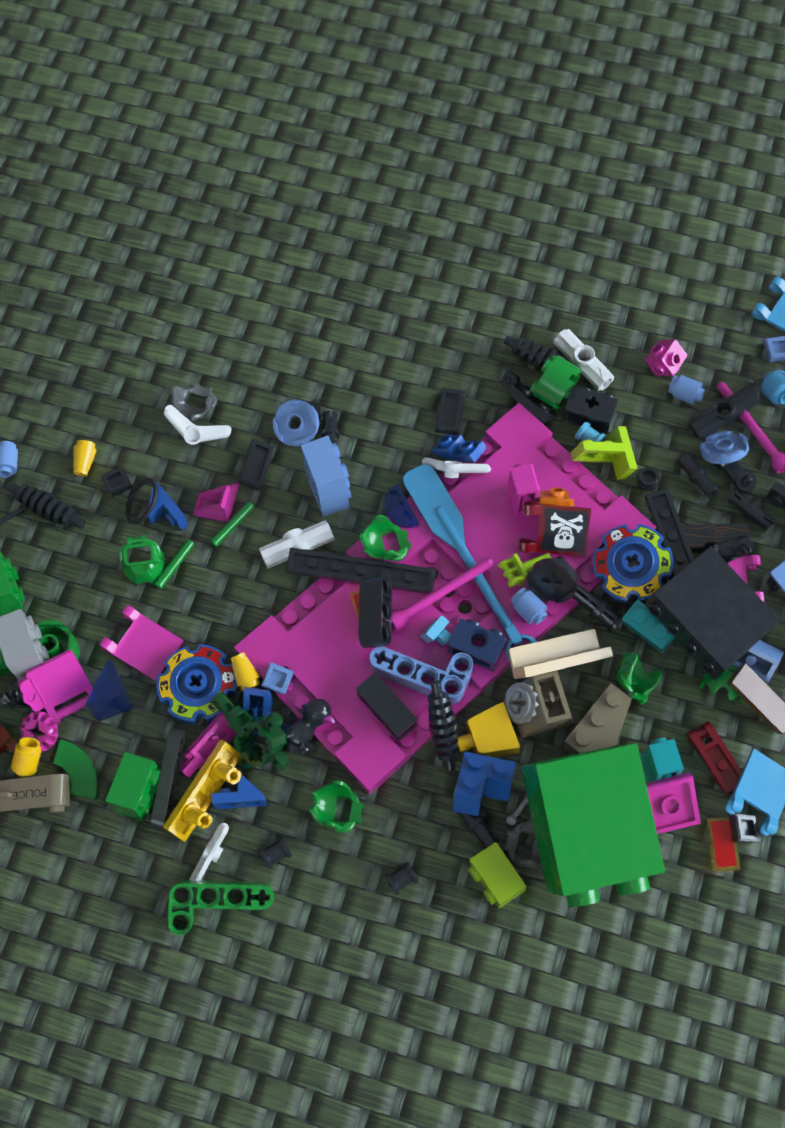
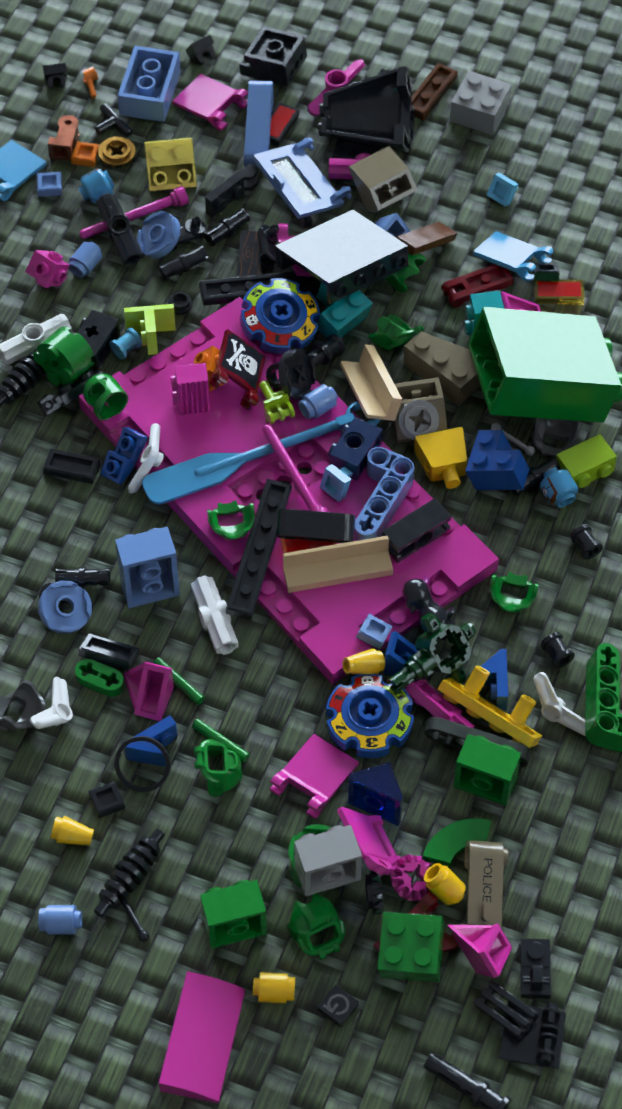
camera: 90 degrees left, 10 degrees down
(227, 459) = (99, 678): none -> green beam
(342, 640) = (337, 564): none -> tan panel
(398, 509) = (189, 510): clear blue tile -> none
(443, 725) = (439, 483): black piece -> none
(460, 847) = (558, 487): none -> dark azure head
(514, 422) = (101, 389): none -> green helmet

